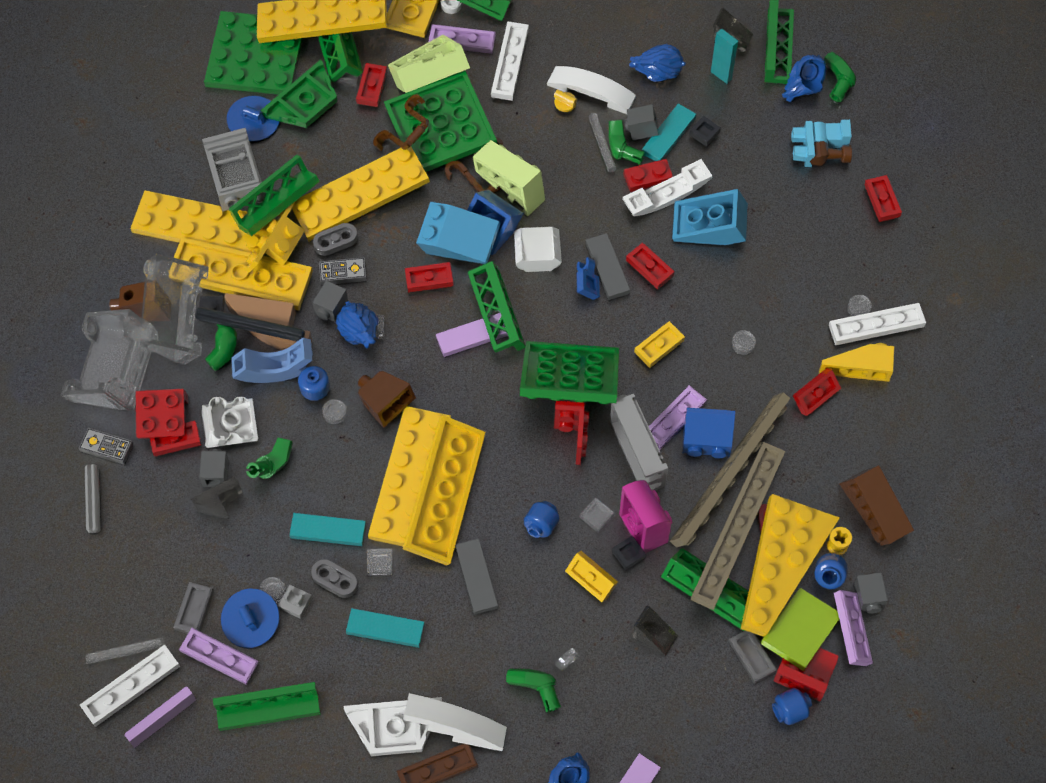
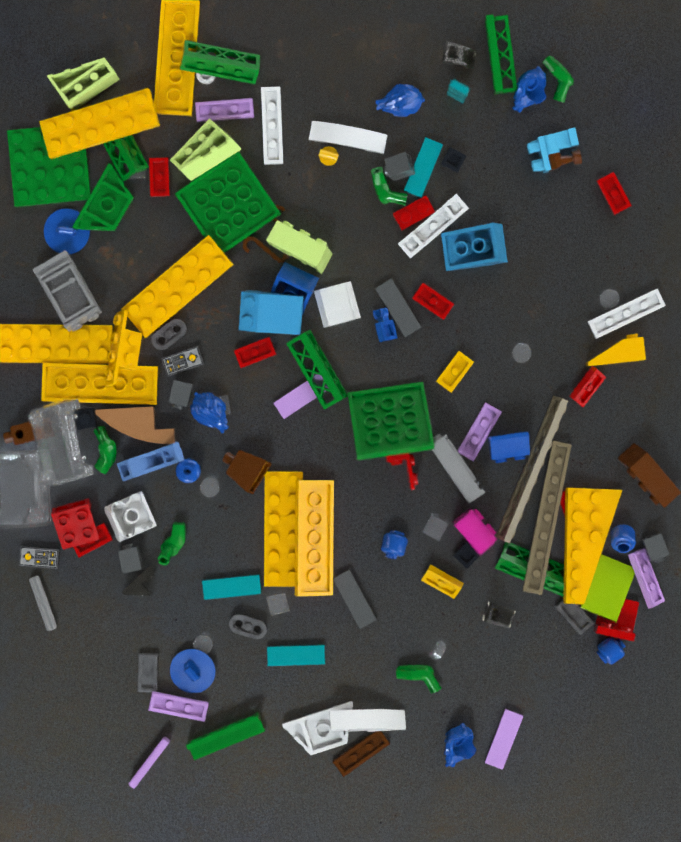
camera: 20 degrees left, 25 degrees up
(123, 650) = (106, 716): clear bar -> none
(129, 685) = (119, 743): white plate -> none
(249, 324) = (124, 435): black axle -> none
(274, 200) = (112, 315): green fence -> none
(295, 601) = (222, 650): light grey tile -> none
(414, 136) = (215, 228): reddish brown piece -> none
(609, 162) = (368, 188): clear bar -> none
(842, 535) = (631, 511): yellow bush -> none

